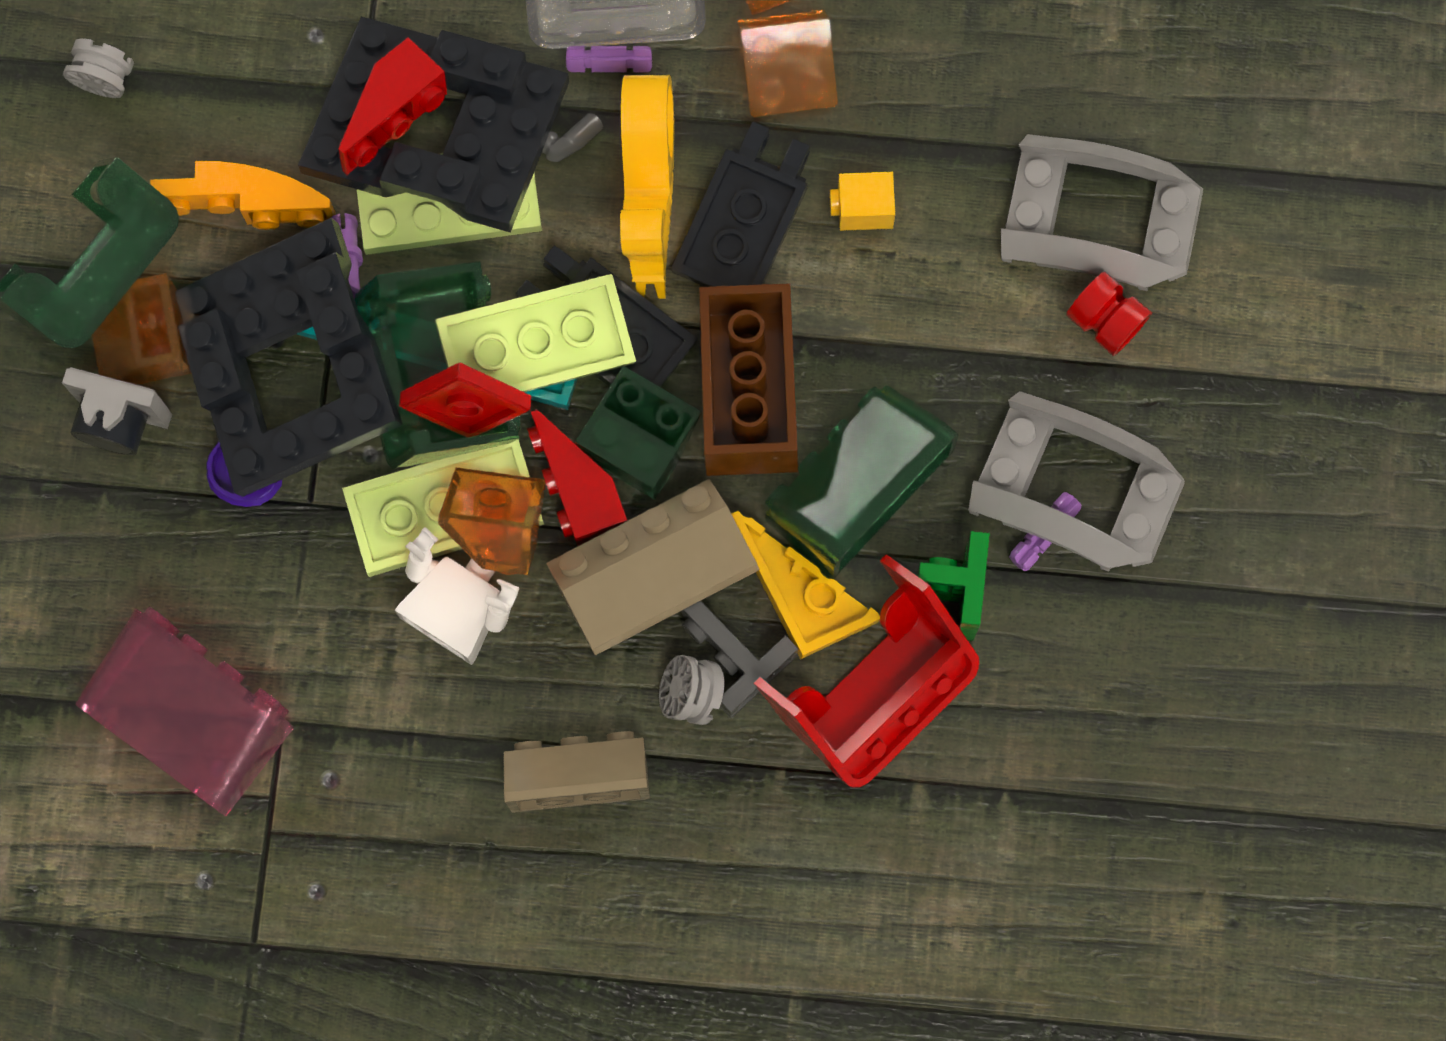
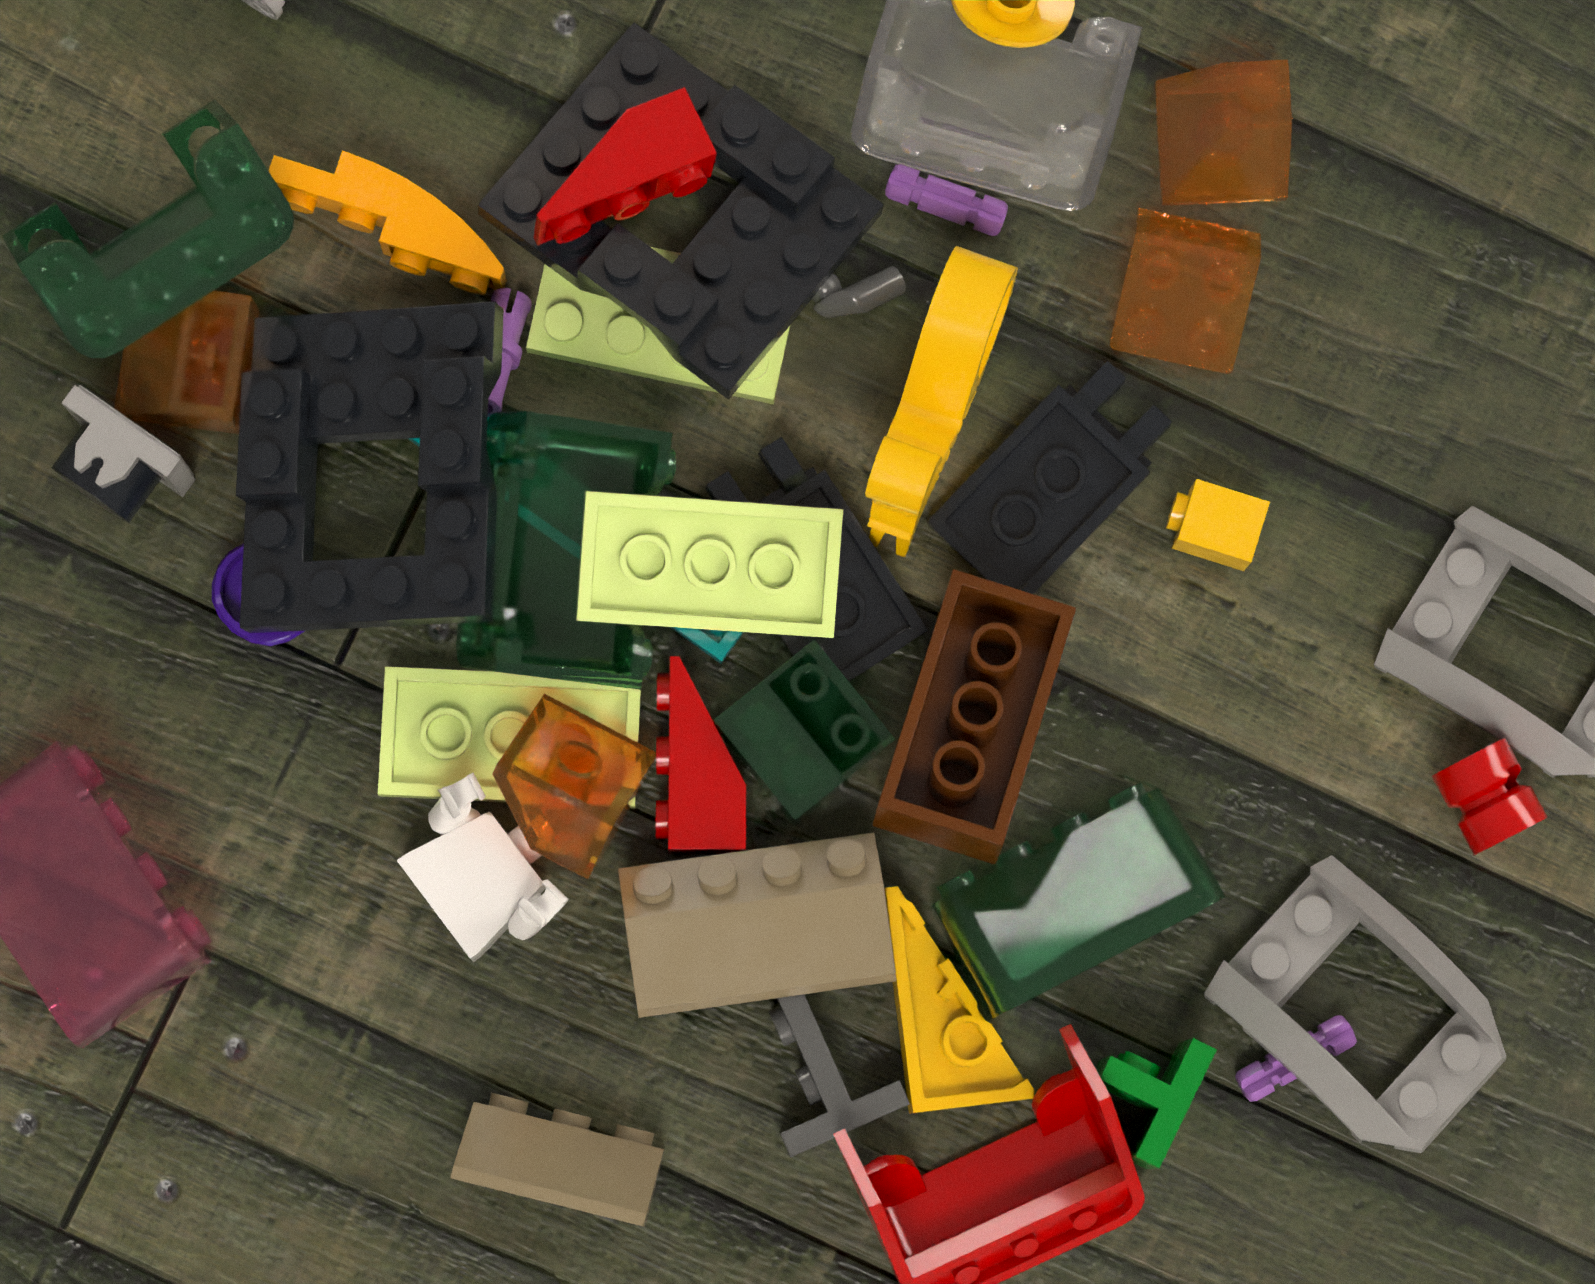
camera: 10 degrees right, 5 degrees up
(465, 400) = (585, 620): red tile -> none
(692, 690) = (752, 1108): light grey wheel -> none

